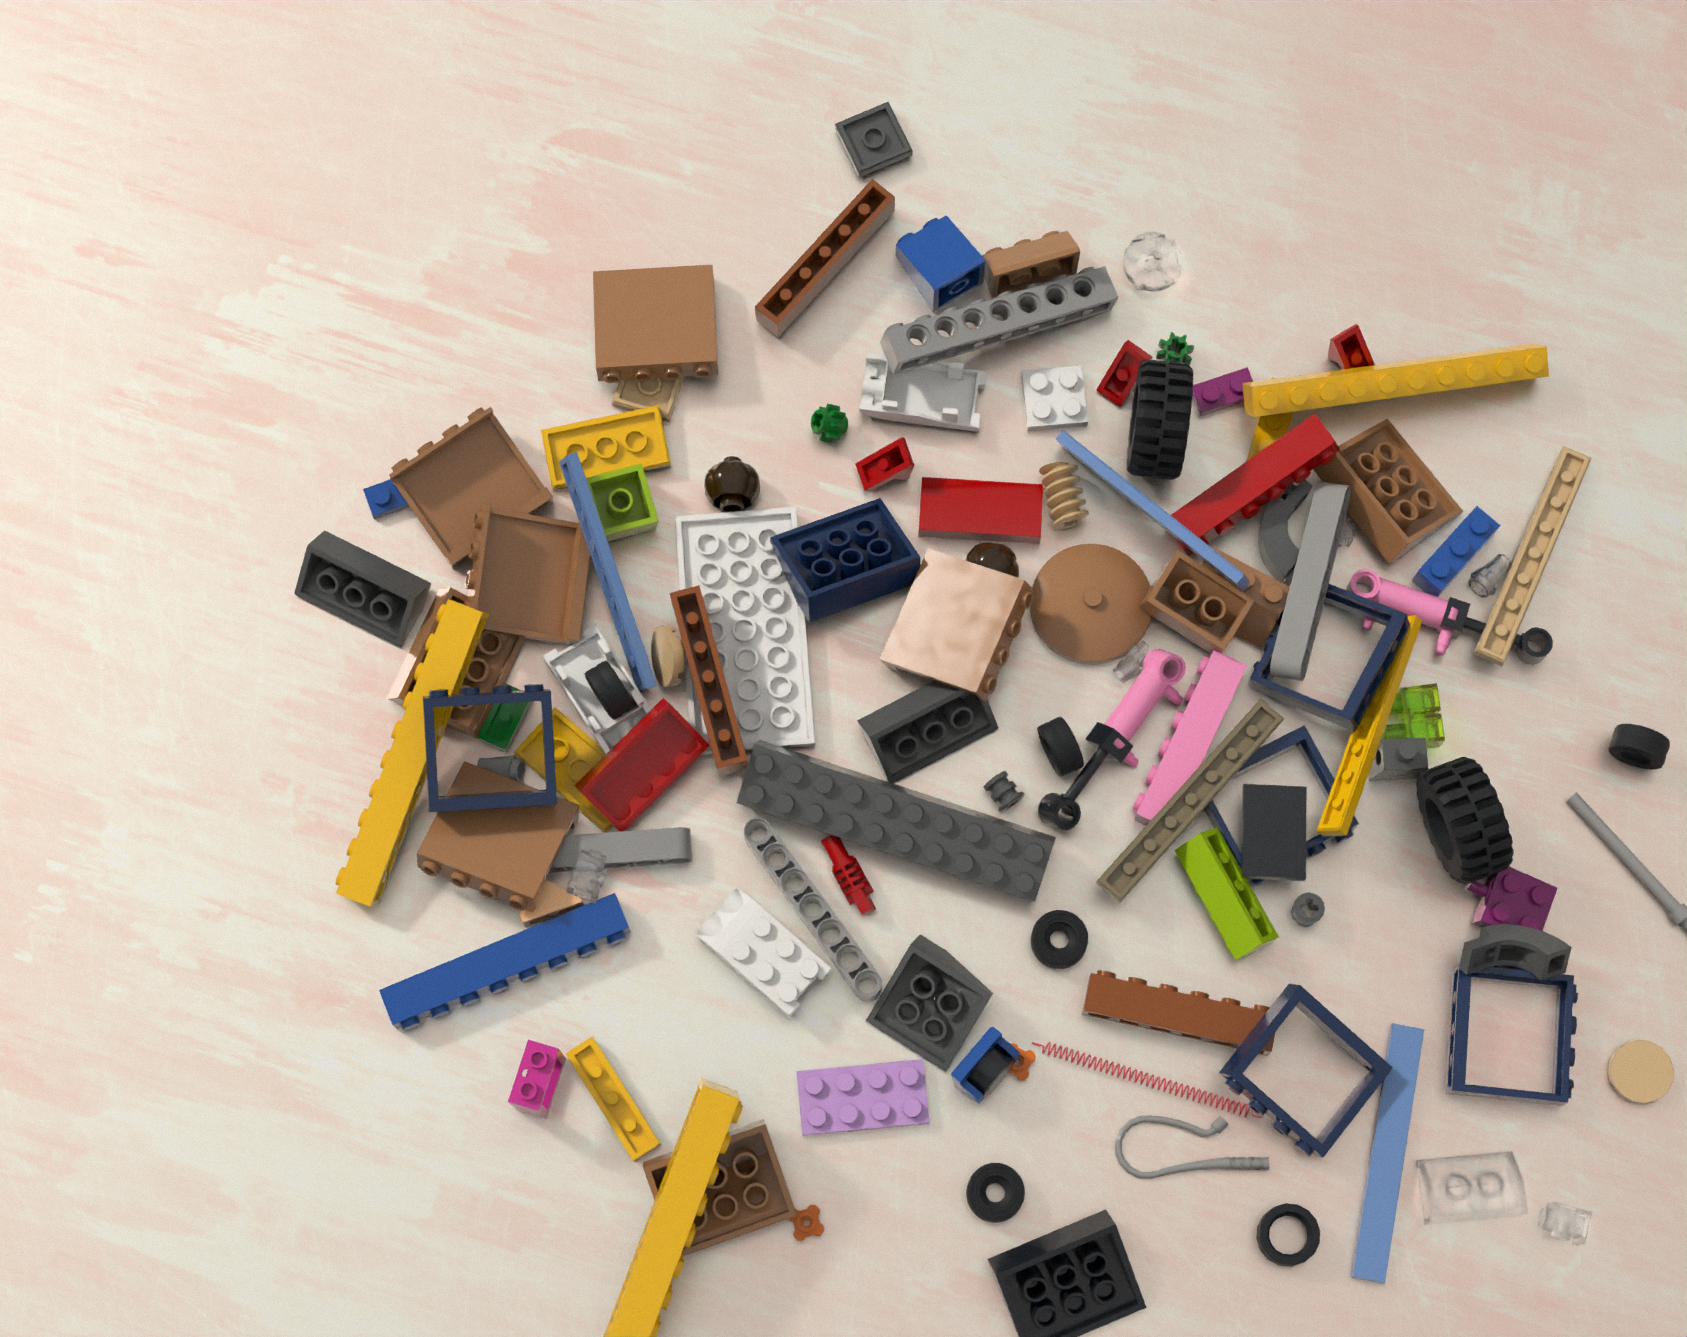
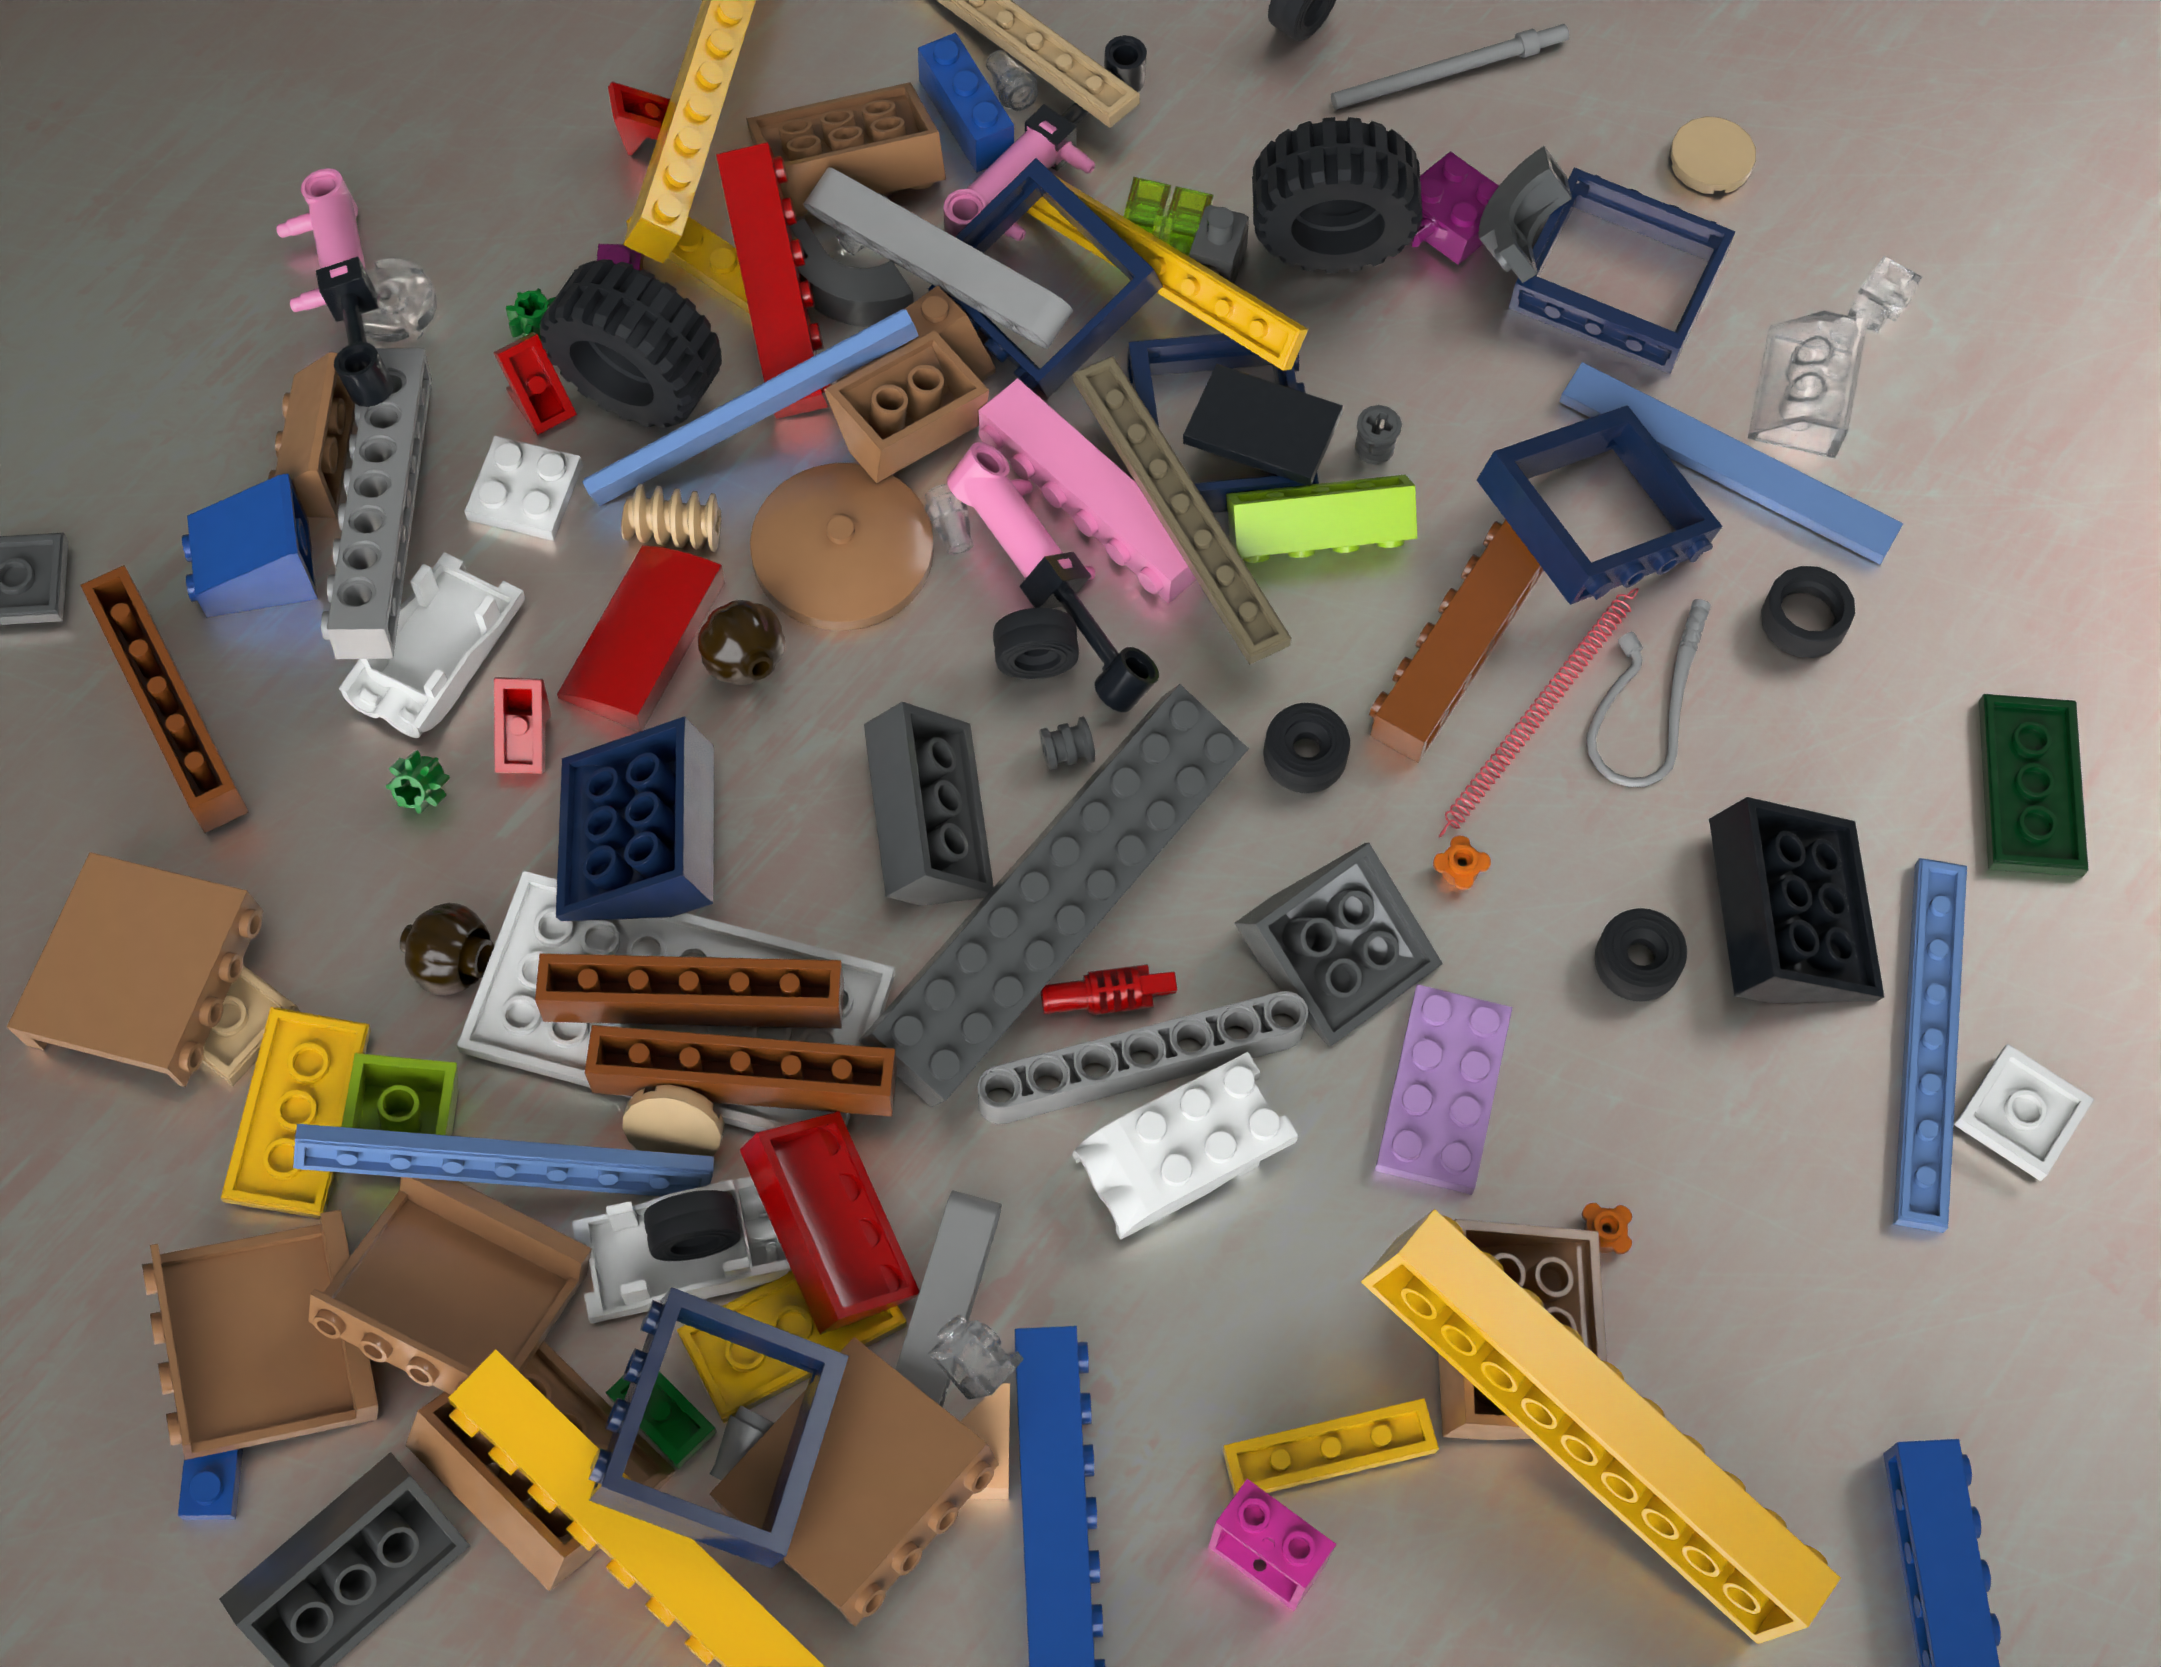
camera: 75 degrees left, 10 degrees down
(747, 632) = (690, 991): none -> dark orange brick
(958, 623) = (803, 704): panel -> none
(985, 1066) = (1462, 896): piece -> none
(1142, 230) = (341, 282): none -> piece

